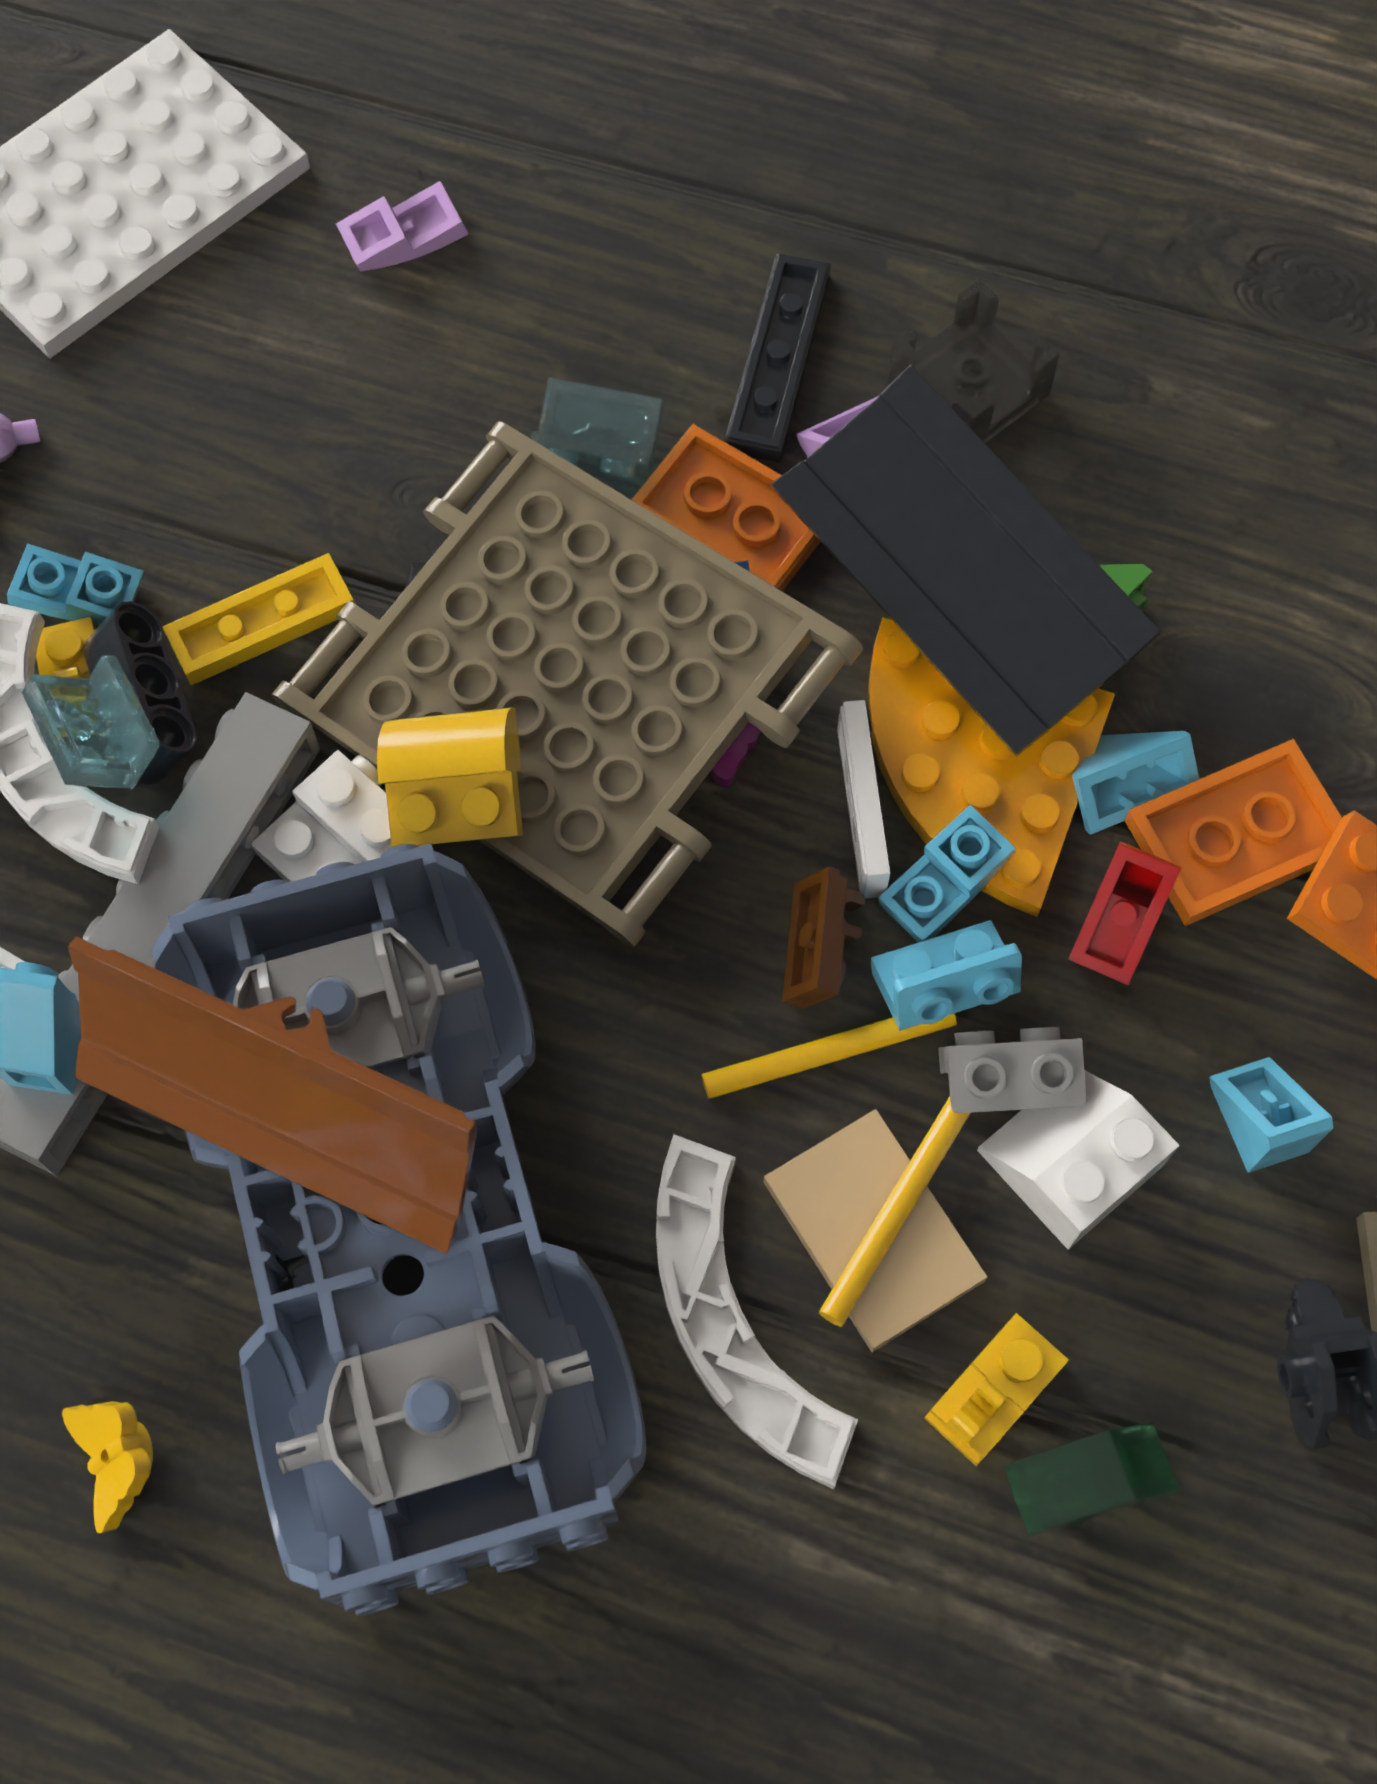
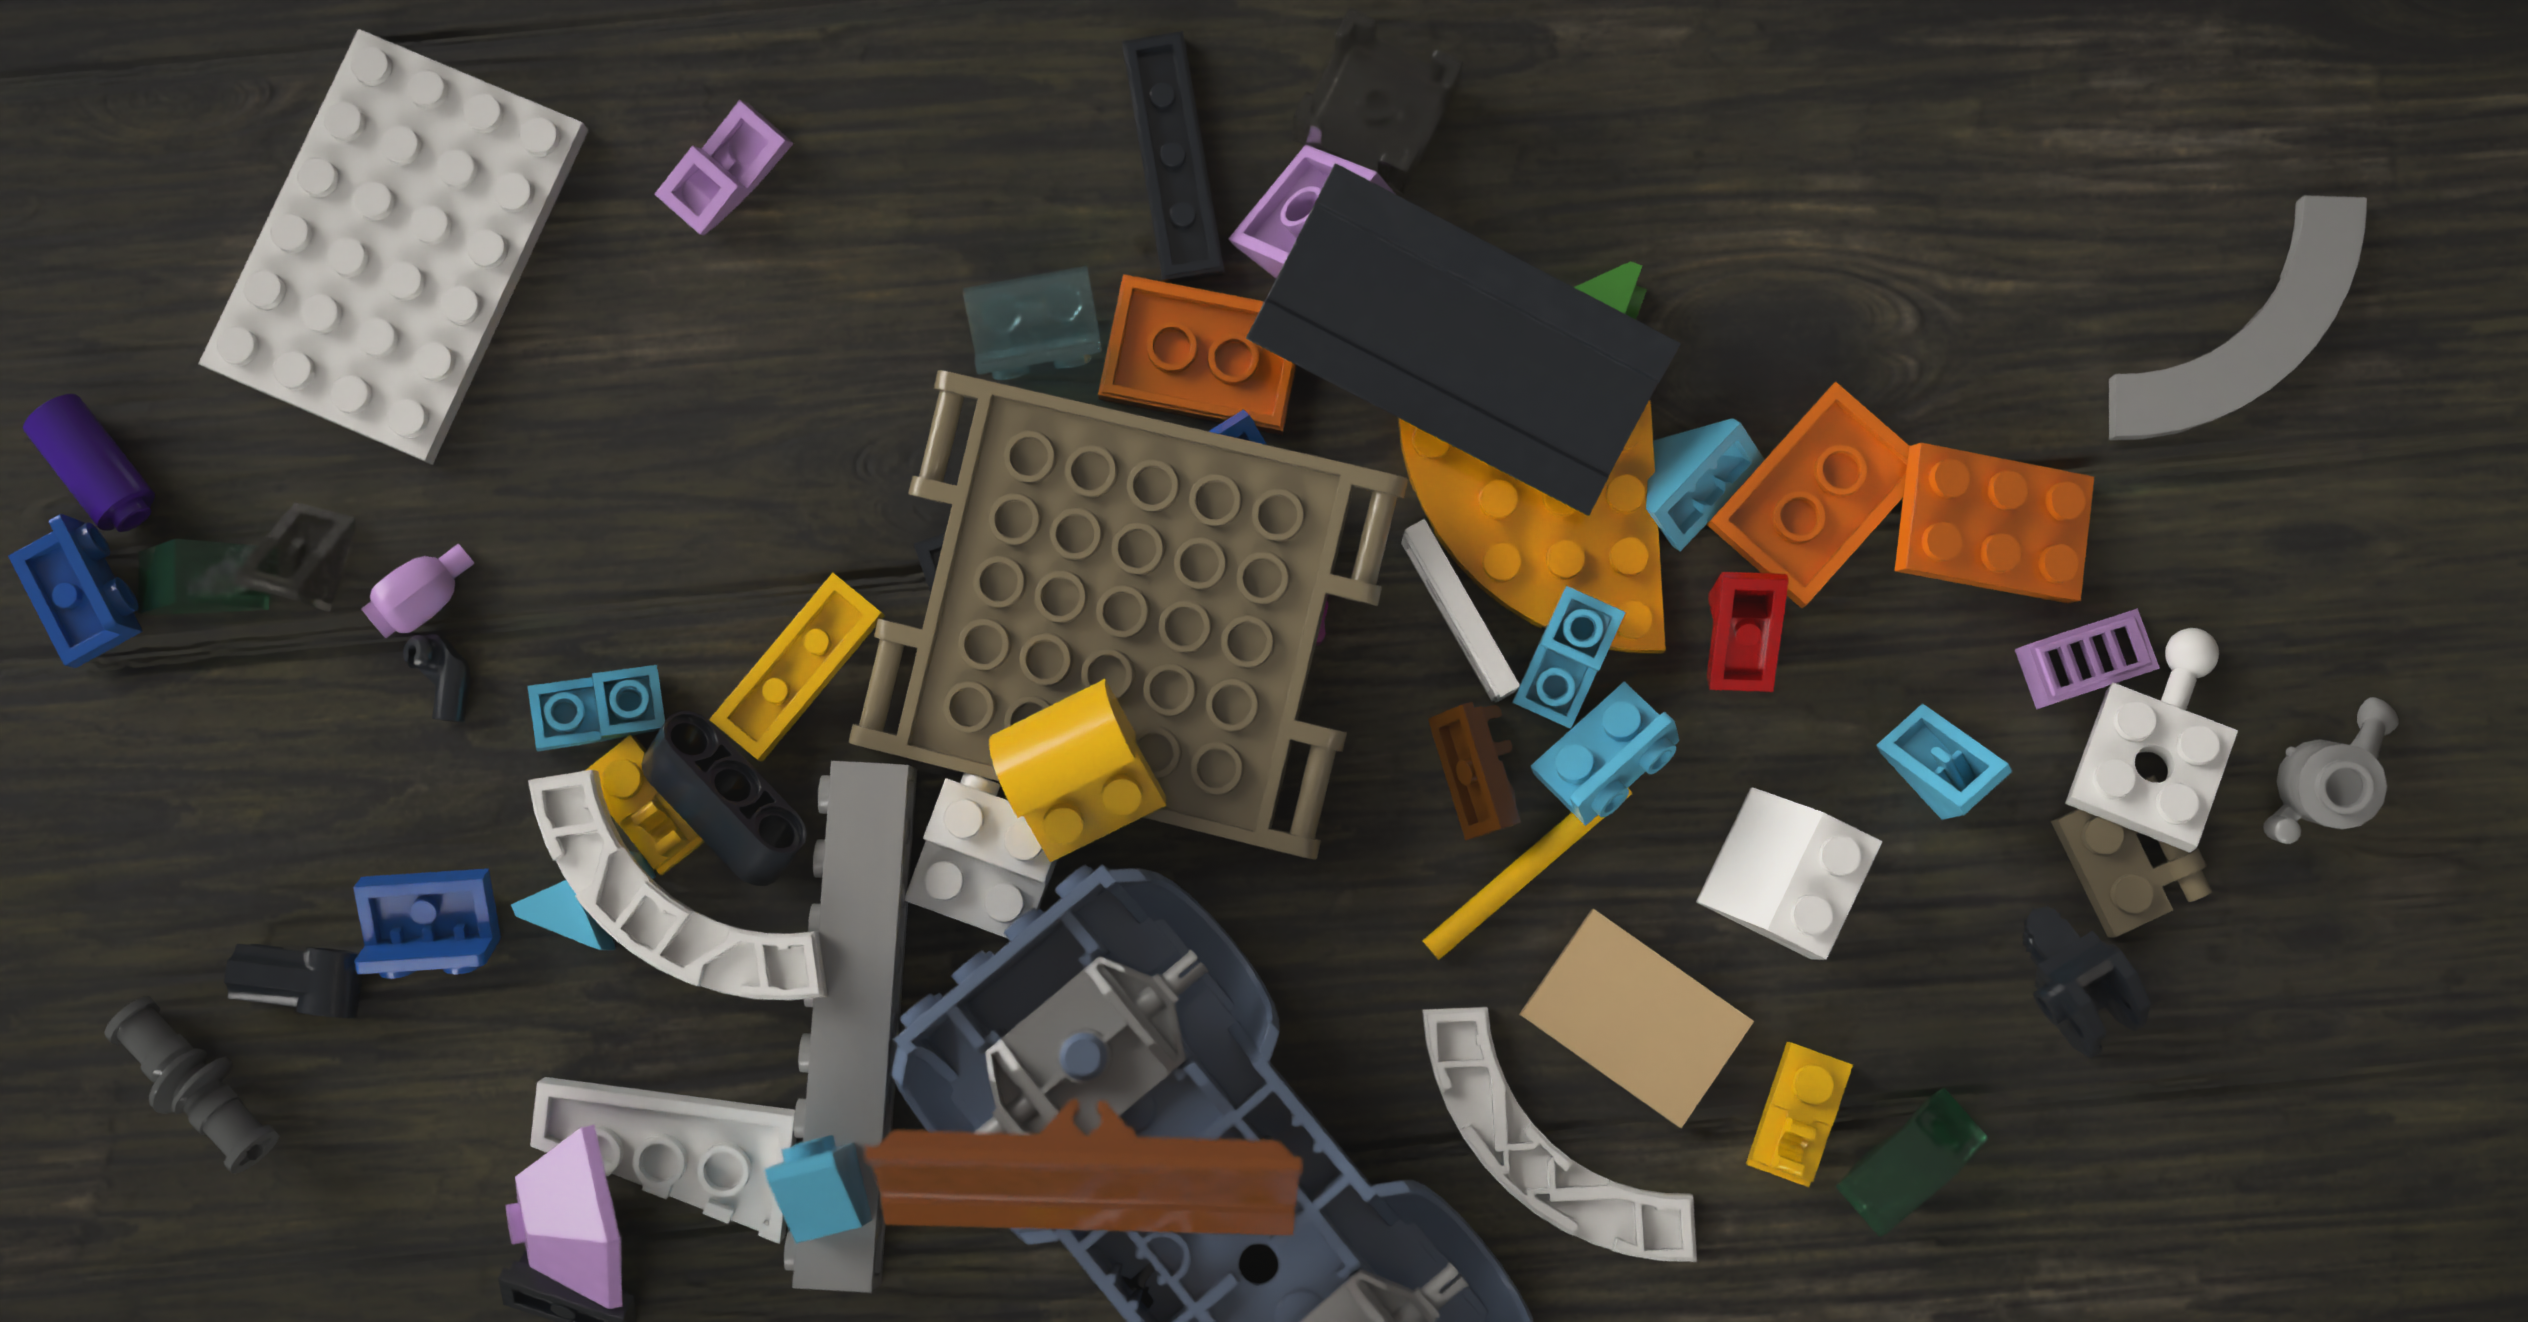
camera: 20 degrees left, 15 degrees up
(93, 726) = (710, 867): clear light blue bracket -> none
(892, 1215) = (1653, 992): yellow bar -> none
(1014, 1075) = (1705, 825): light grey bracket -> none

